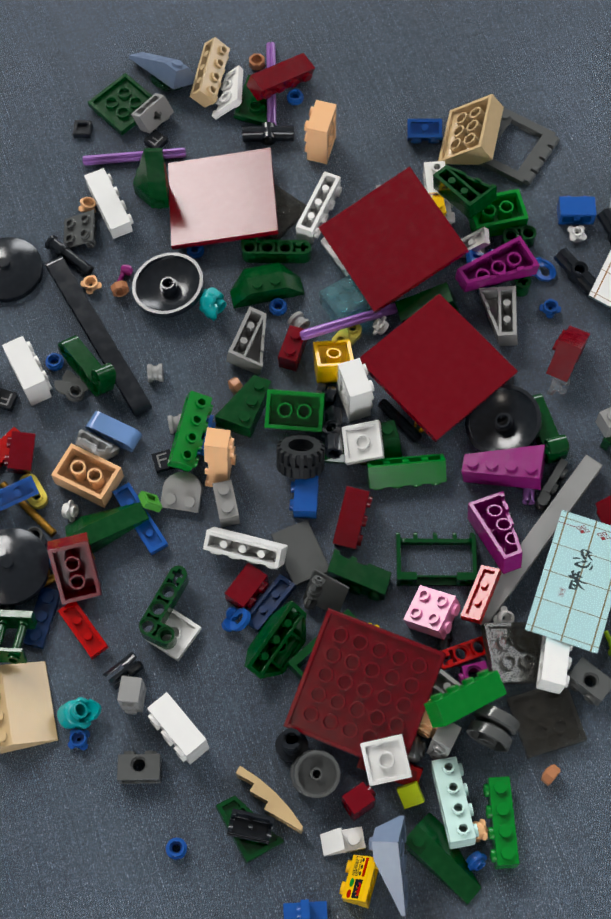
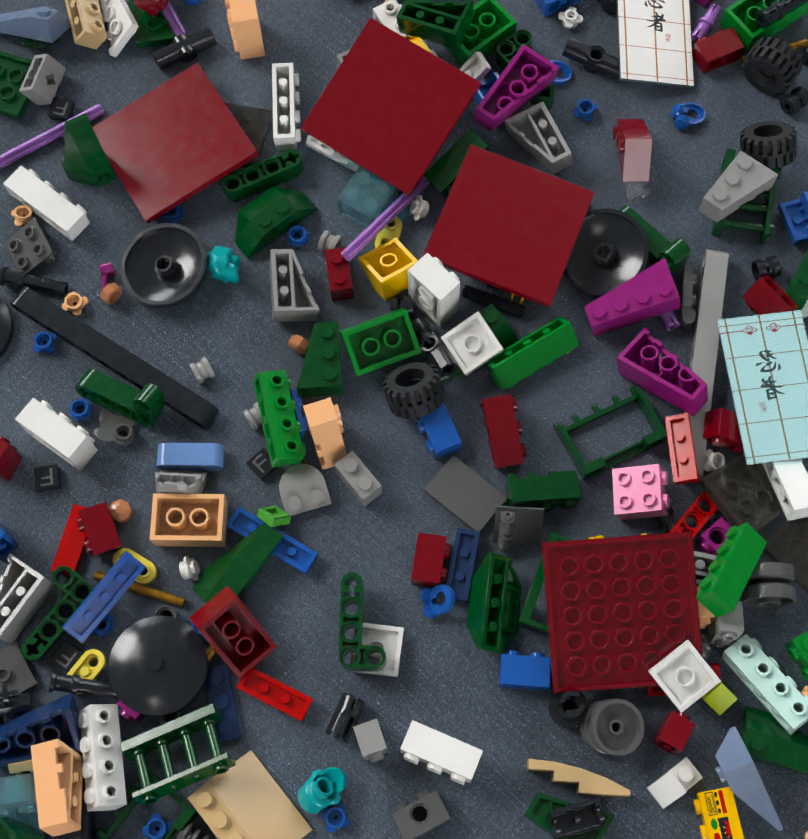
camera: 25 degrees left, 5 degrees up
(44, 447) = (120, 511): none -> nougat tile
(54, 298) = (40, 337): none -> blue plate
(245, 547) = (406, 517): white brick -> none
(271, 701) = (524, 671): none -> blue brick
(521, 595) = (723, 430): none -> dark red brick

